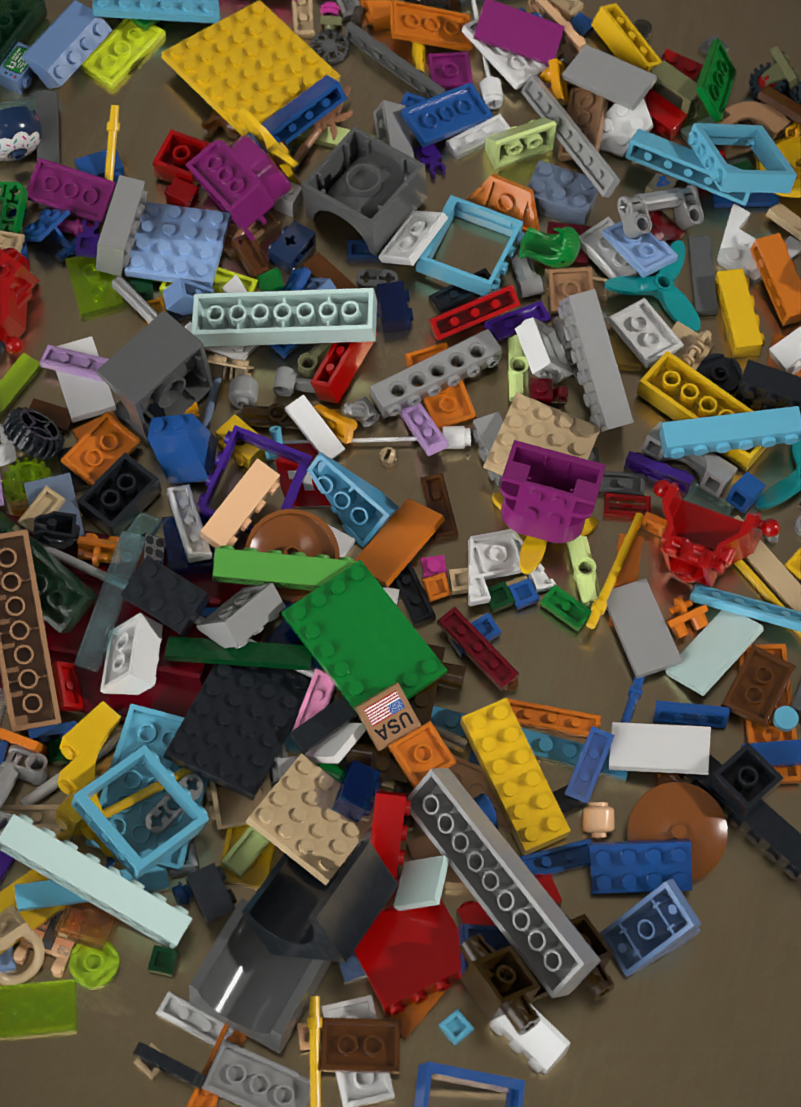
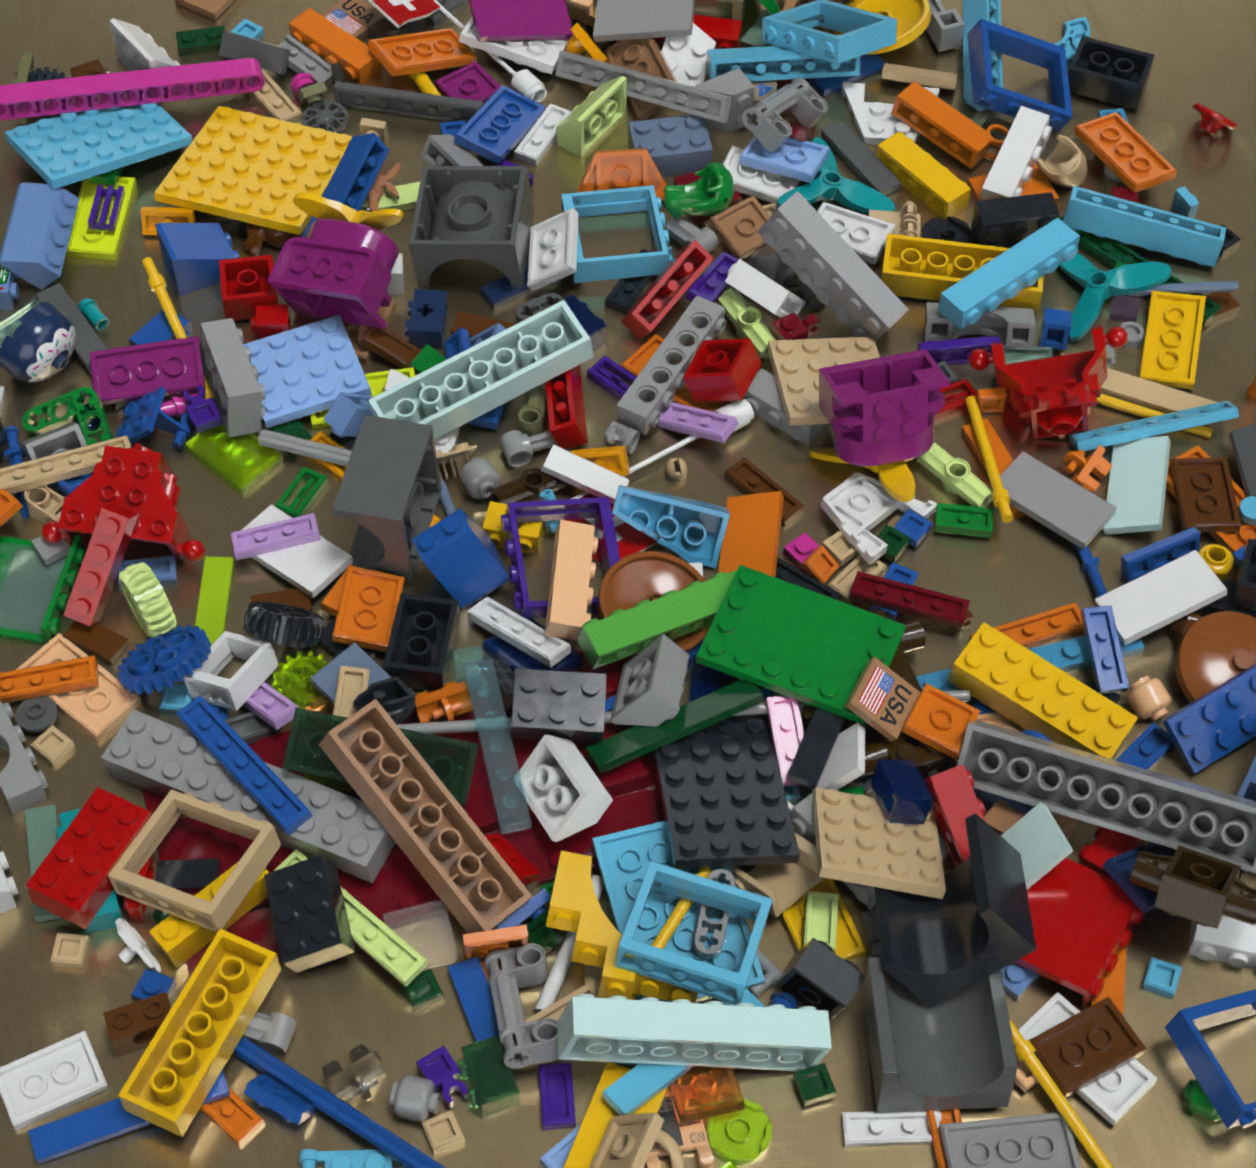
camera: 30 degrees left, 10 degrees down
(67, 122) = (93, 314): none -> teal pin
(114, 345) = (309, 499): none -> green tile
(124, 45) = (108, 193): none -> dark purple tile
(161, 110) = (194, 253): none -> blue slope
(163, 77) = (155, 215): none -> light orange tile
(354, 75) = (378, 127): none -> tan plate
(388, 347) = (609, 381): none -> dark purple tile
(461, 604) = (844, 581): none -> tan tile
(464, 398) = (722, 370): none -> red brick
(631, 172) = (741, 90): none -> light grey slope
(724, 743) = (1218, 559): none -> yellow head

